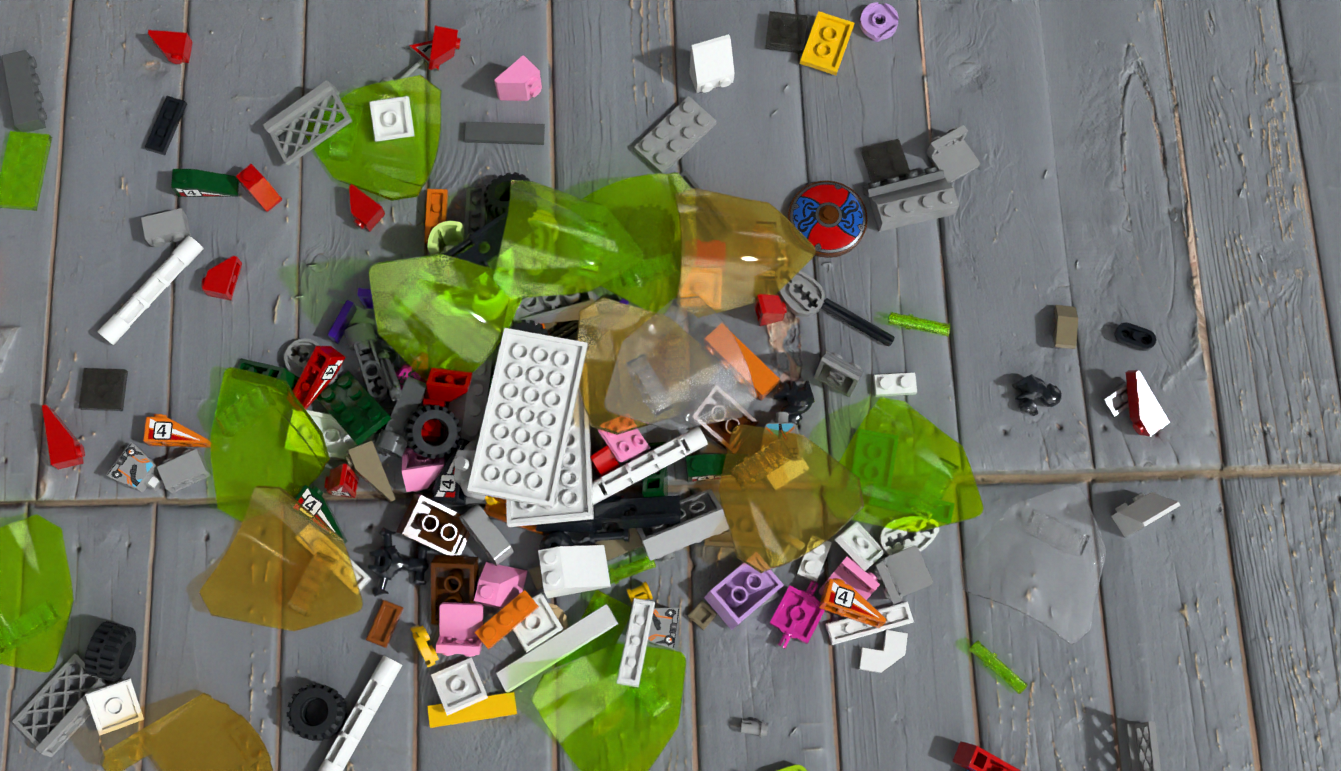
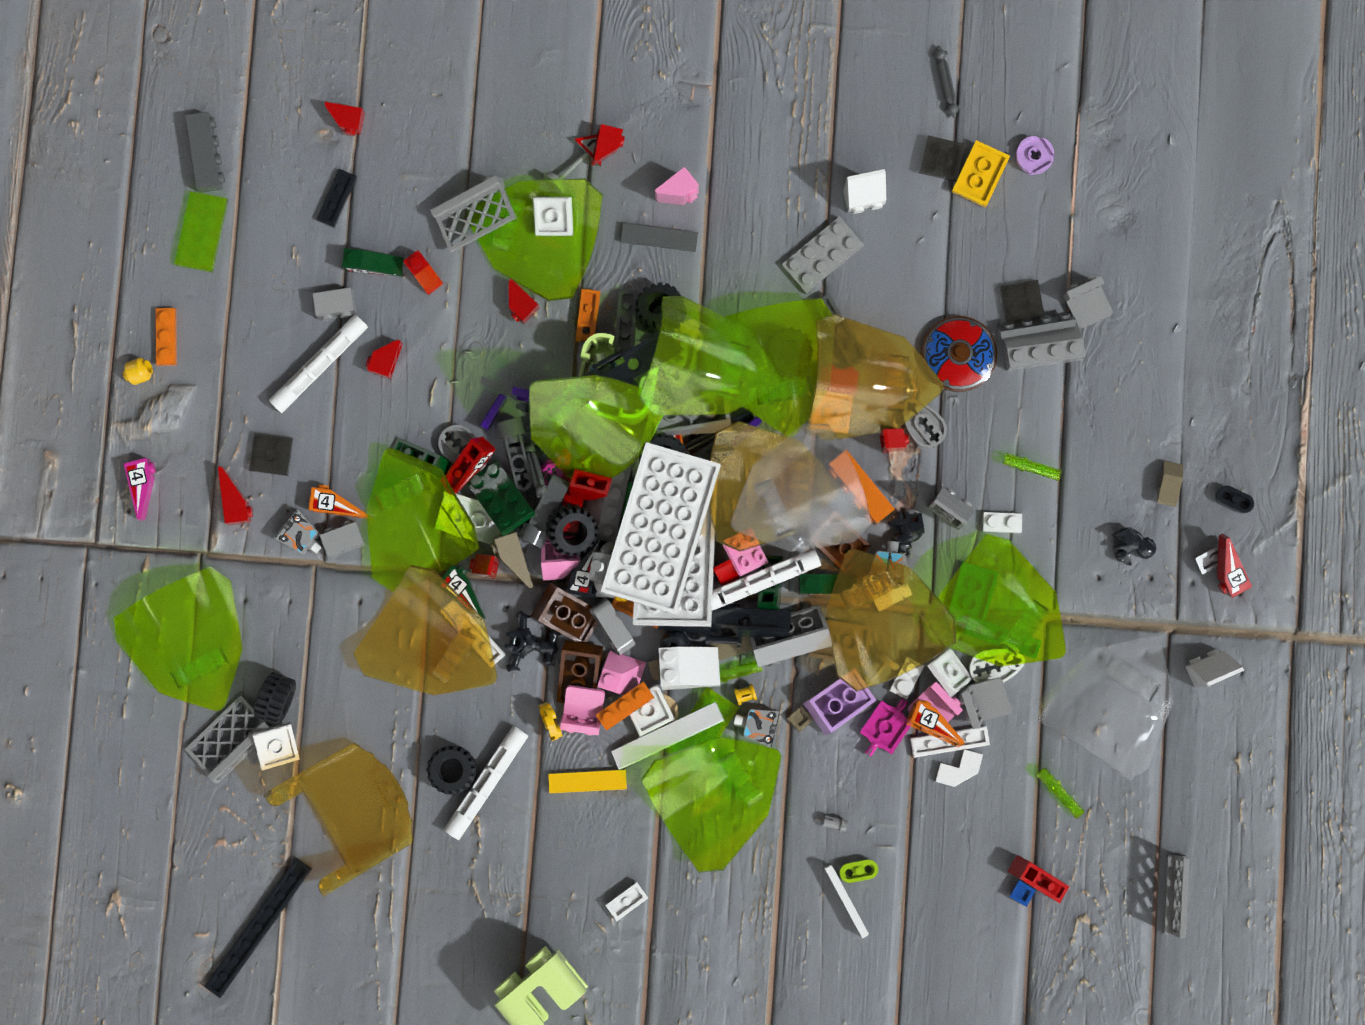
camera: 10 degrees right, 10 degrees up
(384, 624) = (515, 697): dark orange tile -> none
(459, 686) = (578, 760): white plate -> none
(635, 642) = (738, 739): white tile -> none
(858, 322) = (975, 459): black axle -> none

